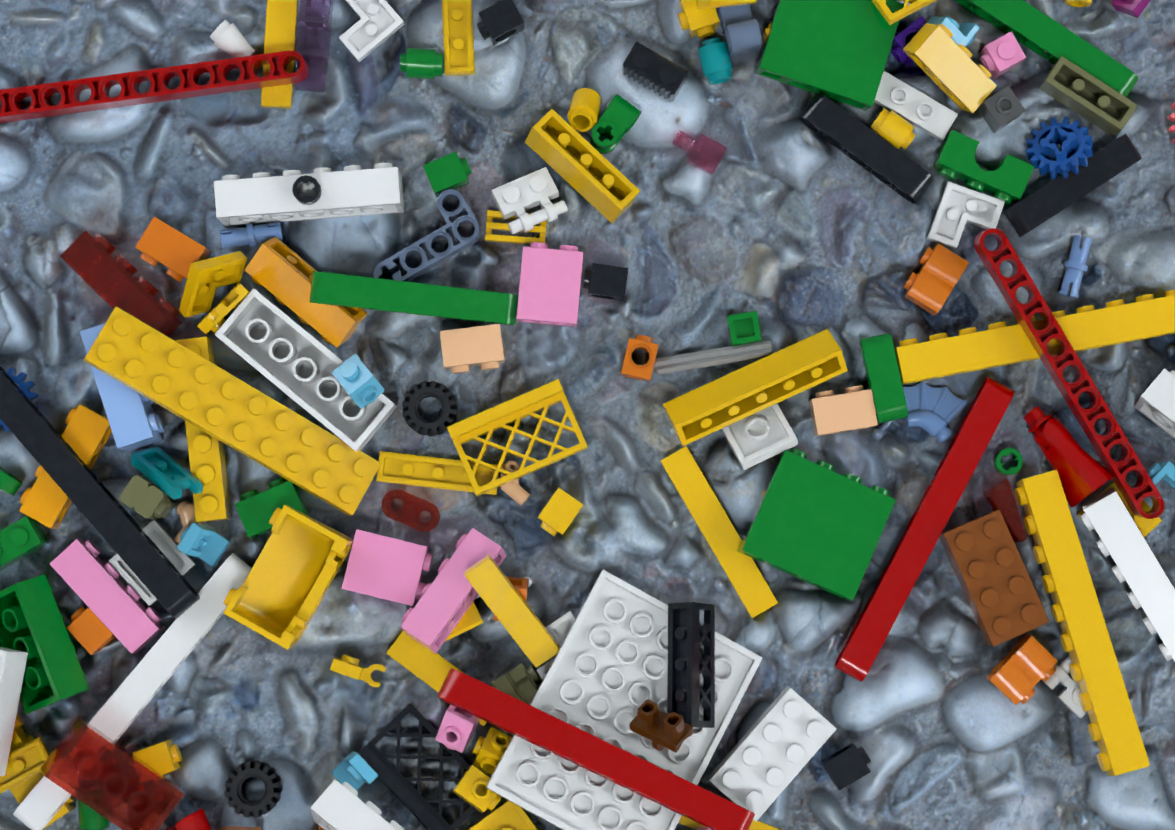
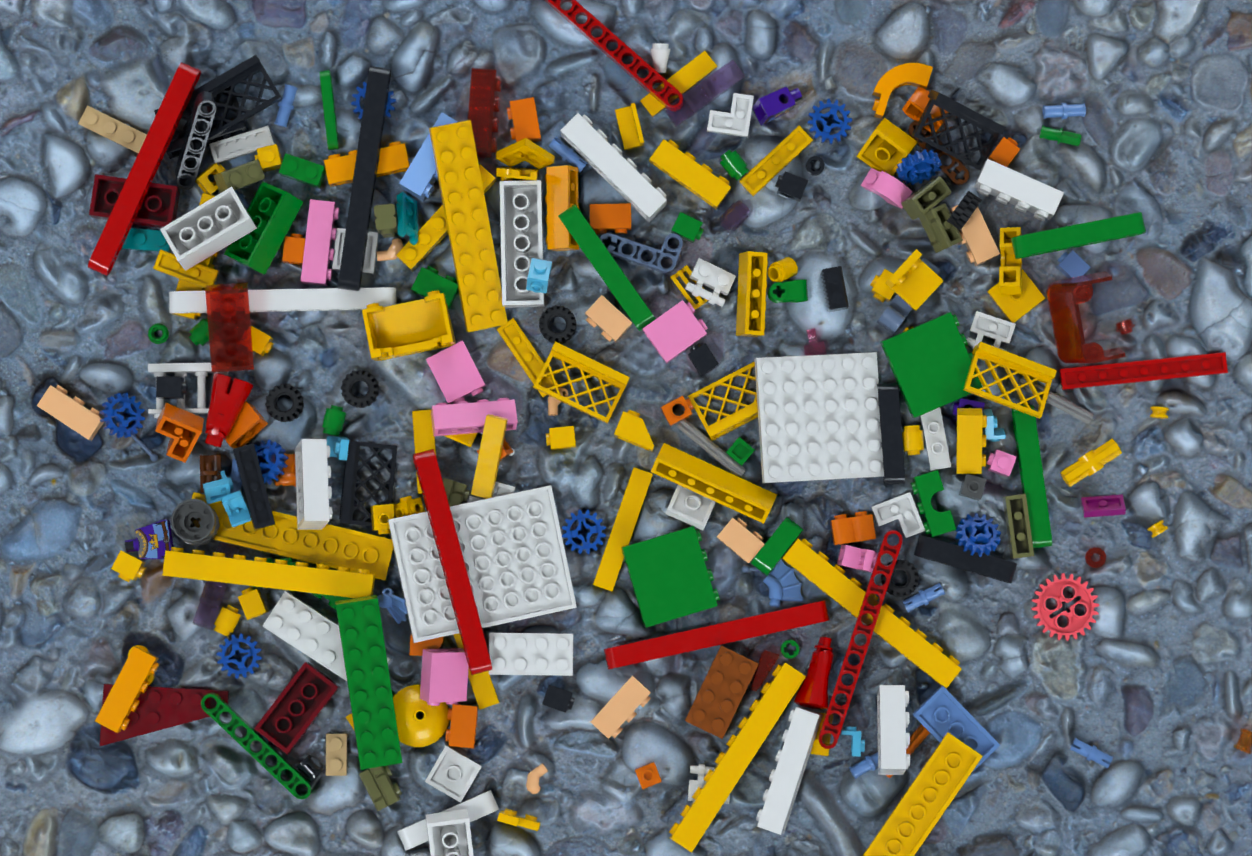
camera: 60 degrees right, 0 degrees up
(203, 542) = (388, 268): medium azure bracket -> none
(281, 141) = (629, 127): none -> yellow panel
(292, 693) = (351, 379): none -> black tyre
(307, 180) = (609, 169): black bush -> none
(321, 750) = (333, 420): none -> green brick
(350, 667) = (389, 398): yellow plate -> none
(363, 247) = (610, 218): none -> orange brick
(389, 119) = (690, 174): none -> yellow brick
(411, 510) = (496, 360): clear red plate -> none
(457, 729) = (405, 480): bright pink brick -> none
(479, 111) = (734, 216): none -> clear purple brick
(622, 425) = (633, 430): none -> yellow slope
(661, 728) = (494, 583): reddish brown hips -> none
(686, 663) = (538, 570): black fence -> none
(692, 564) = (593, 530): none -> blue gear
(708, 282) = (731, 421): none -> yellow fence
(715, 61) = (868, 316): teal brick -> none
(782, 209) = (819, 417): none -> white plate
(916, 704) = (621, 708): none -> light nougat brick
(973, 301) = (857, 558): none -> bright pink brick
(1017, 738) = (648, 775): none -> orange brick
(1022, 670) = (686, 748): orange brick -> none
(1046, 262) = (912, 583): none -> black tyre

